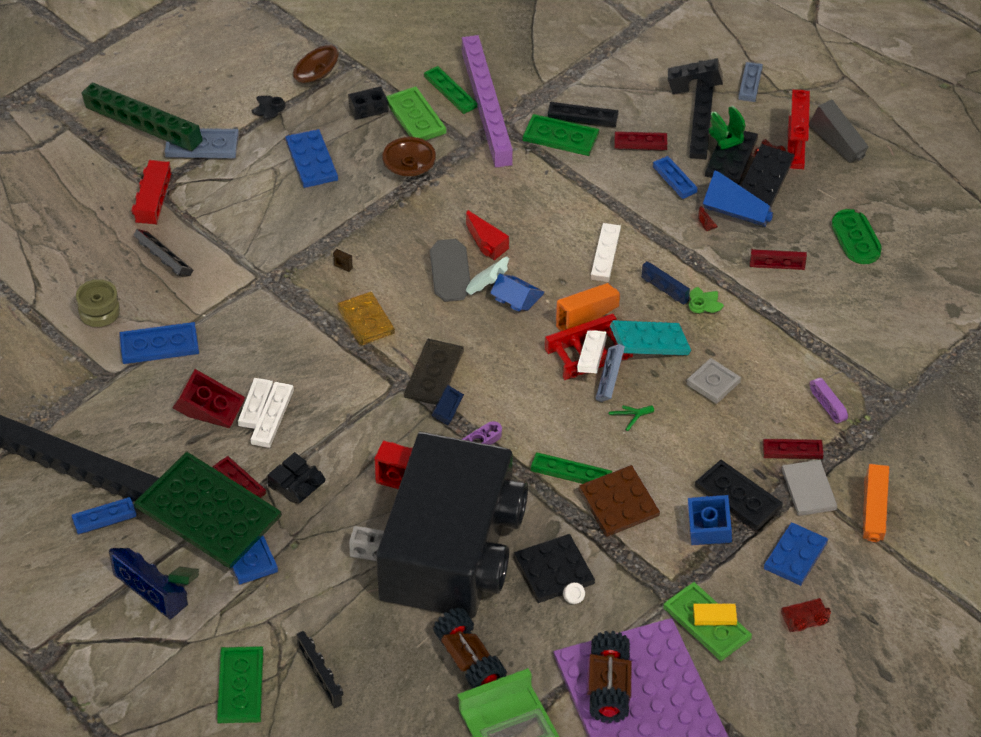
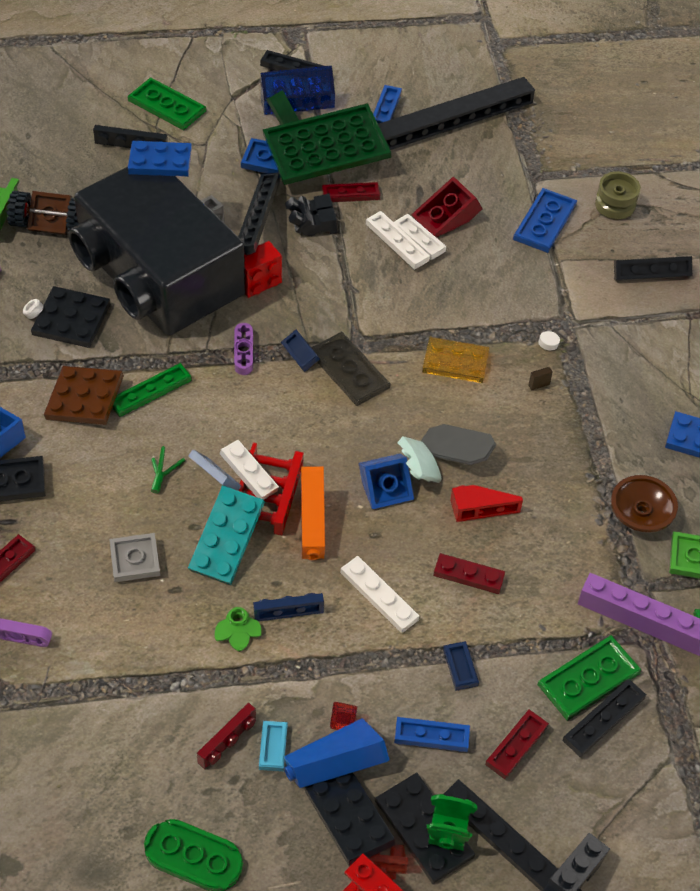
camera: 125 degrees right, 5 degrees up
(102, 615) = (284, 62): none -> black plate
(295, 278) = (549, 340): none -> white tile
(339, 497) = (258, 211): none -> black plate
(381, 537) = (160, 158): none -> blue plate
(545, 220) = (469, 573): none -> dark red plate
(614, 191) = (460, 666): none -> dark blue tile
(758, 240) = (273, 746): none -> medium azure tile

